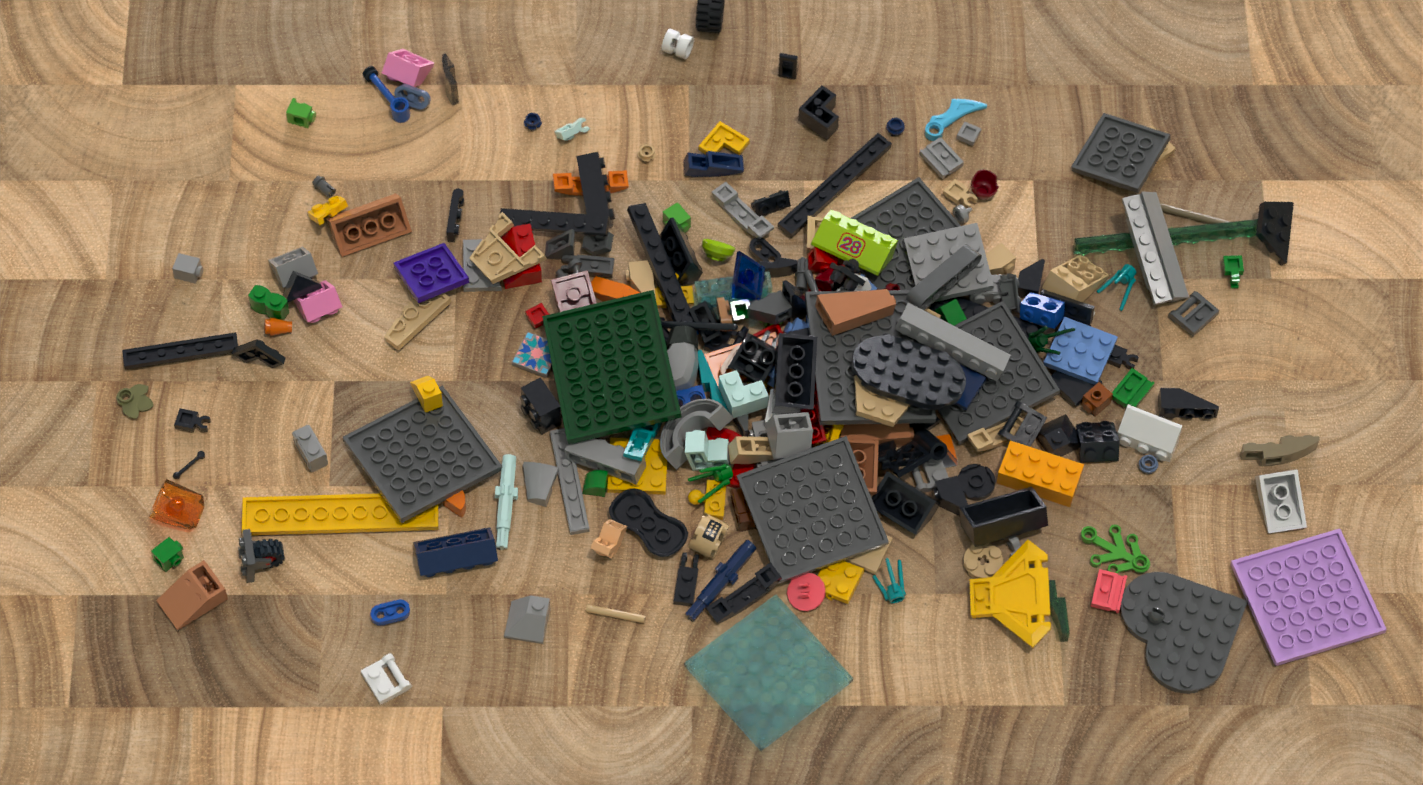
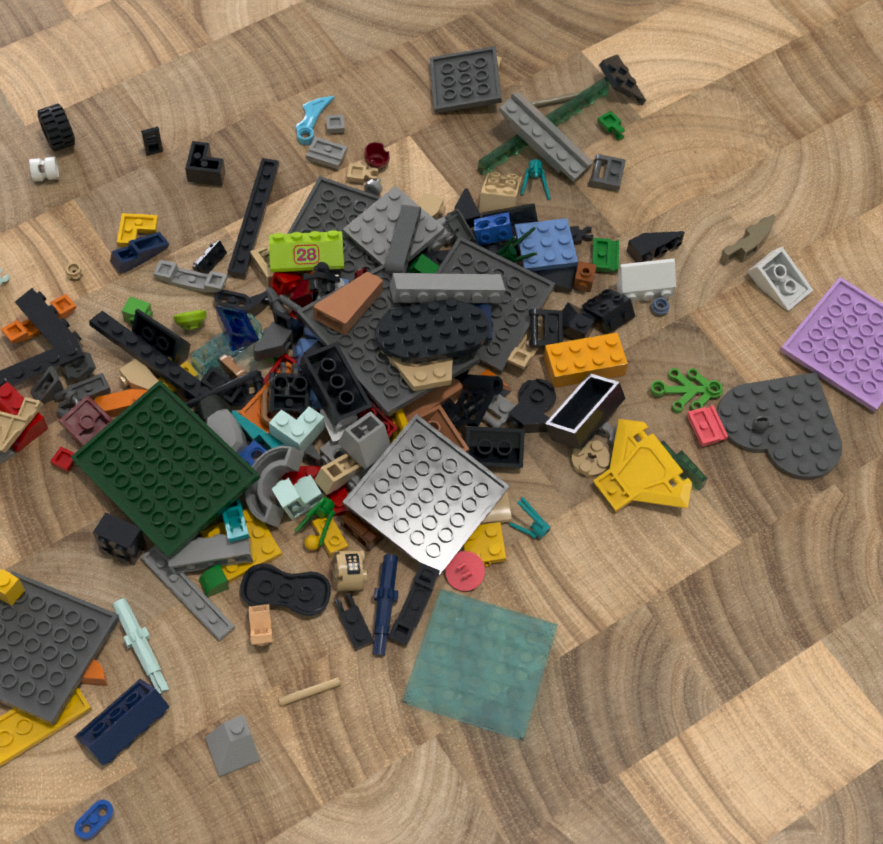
camera: 35 degrees left, 0 degrees up
(533, 355) = (83, 496): tile -> none
(539, 481) = (160, 609): light grey slope -> none
(739, 309) = (244, 358): brick -> none
(895, 126) = (272, 147): dark blue plate -> none

